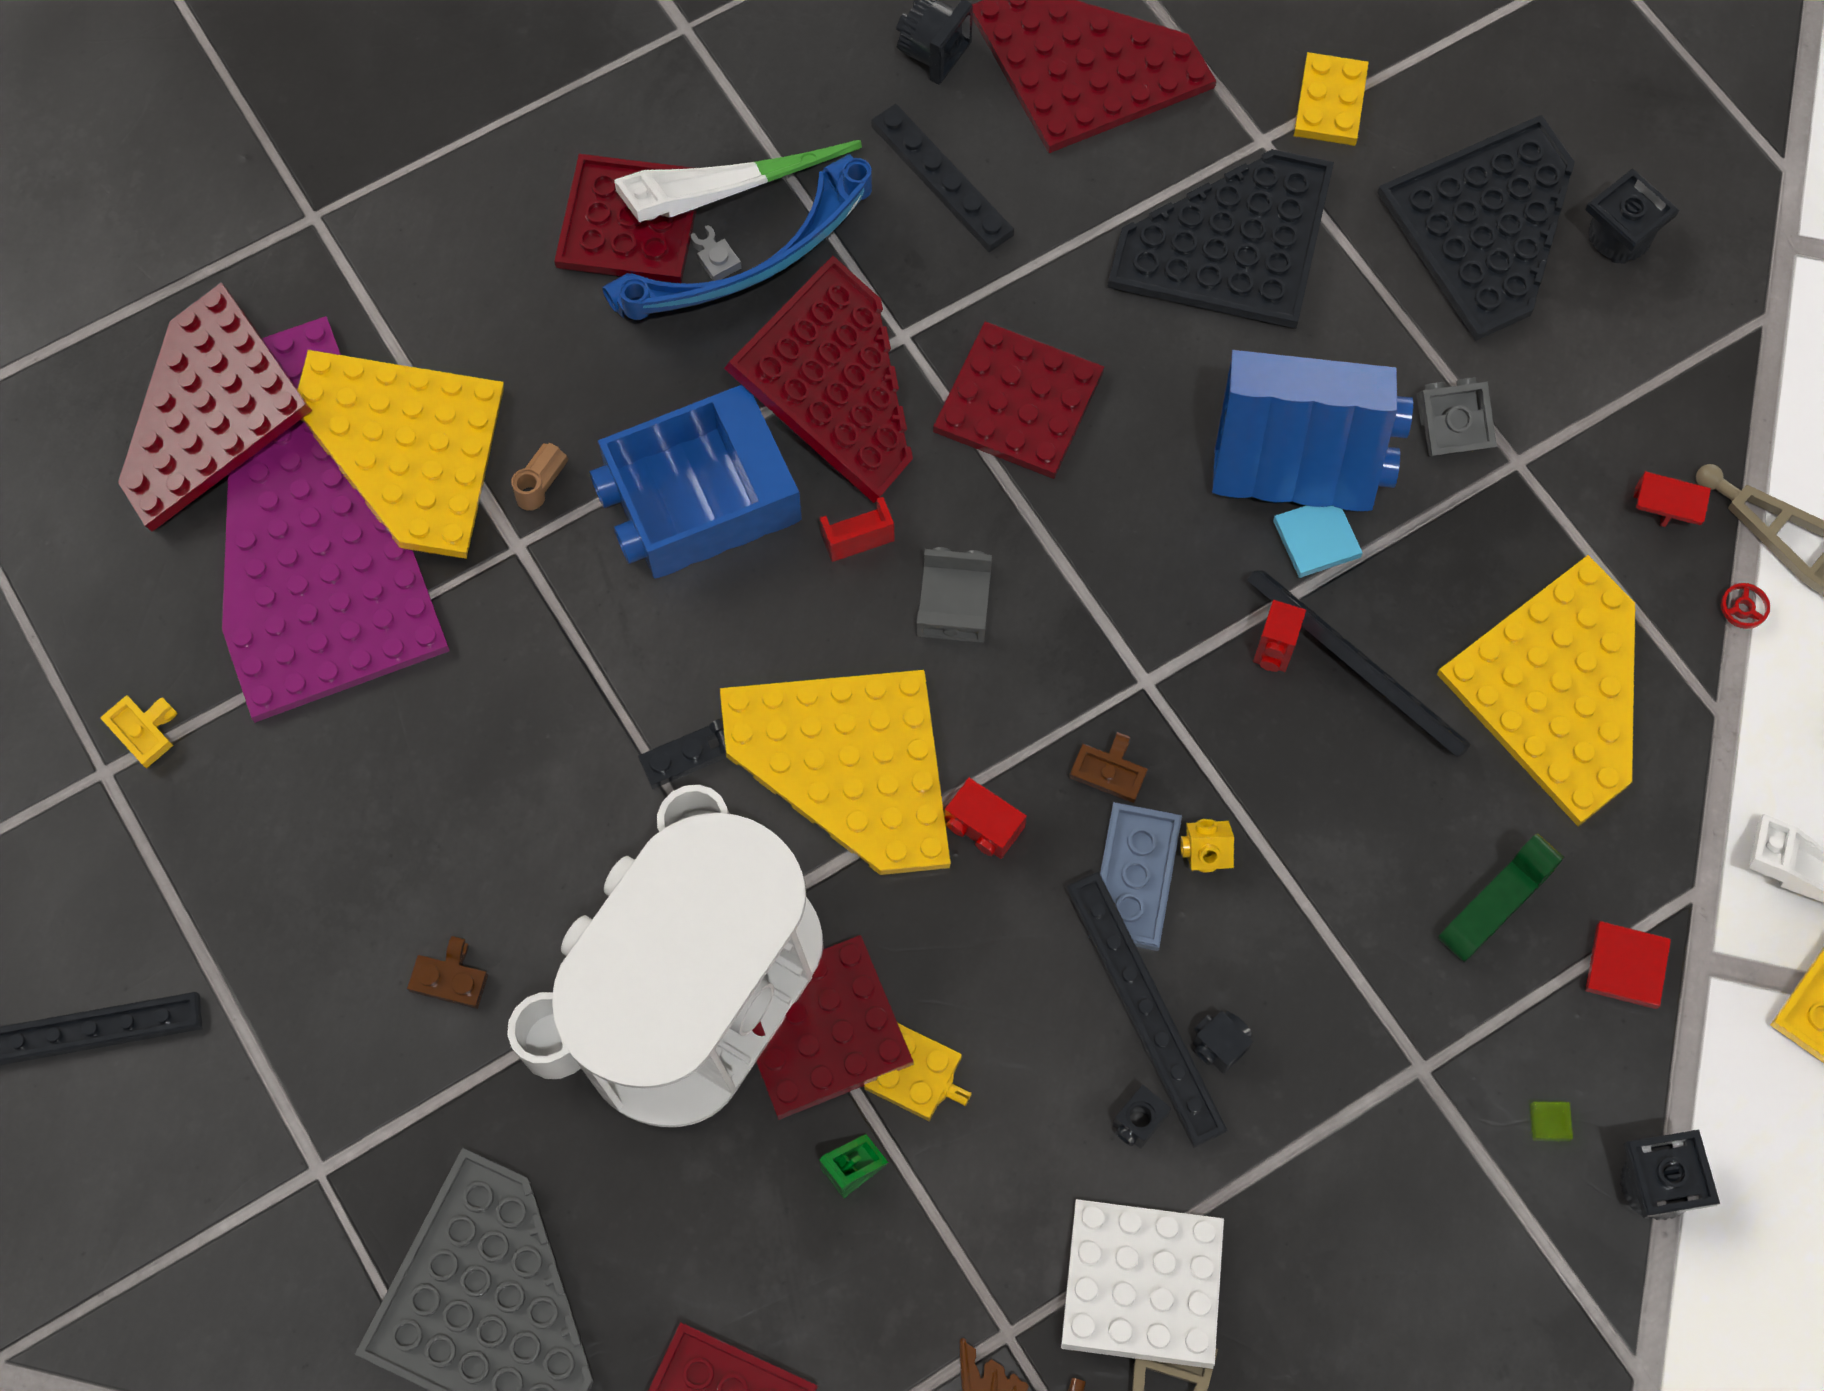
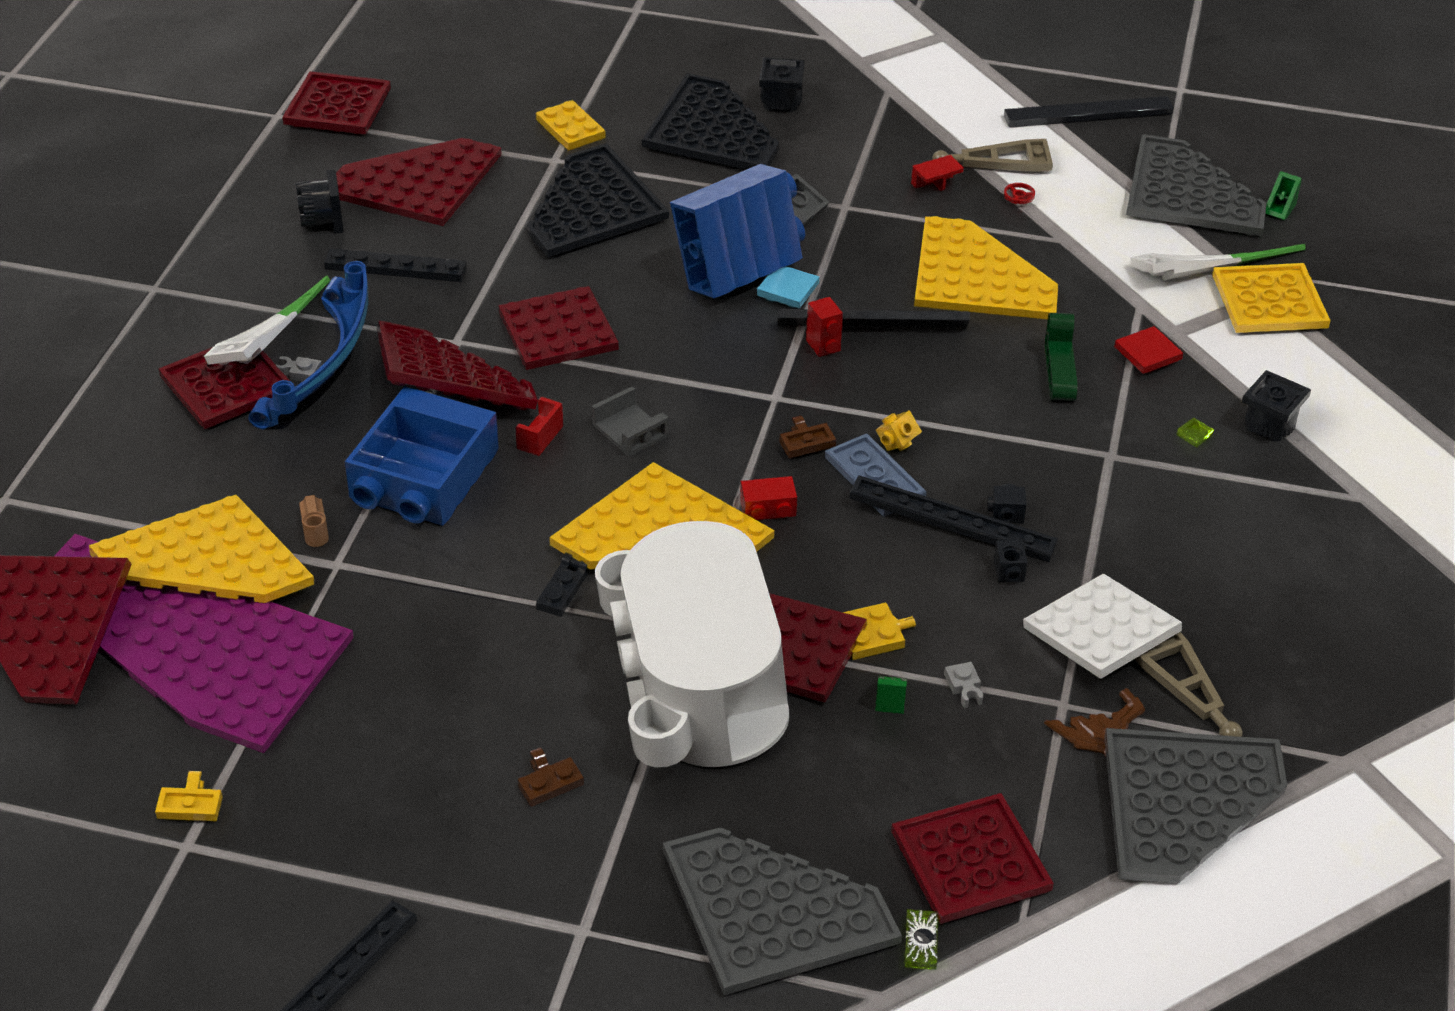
camera: 45 degrees left, 25 degrees down
(938, 1216) = (964, 680): none -> light grey plate

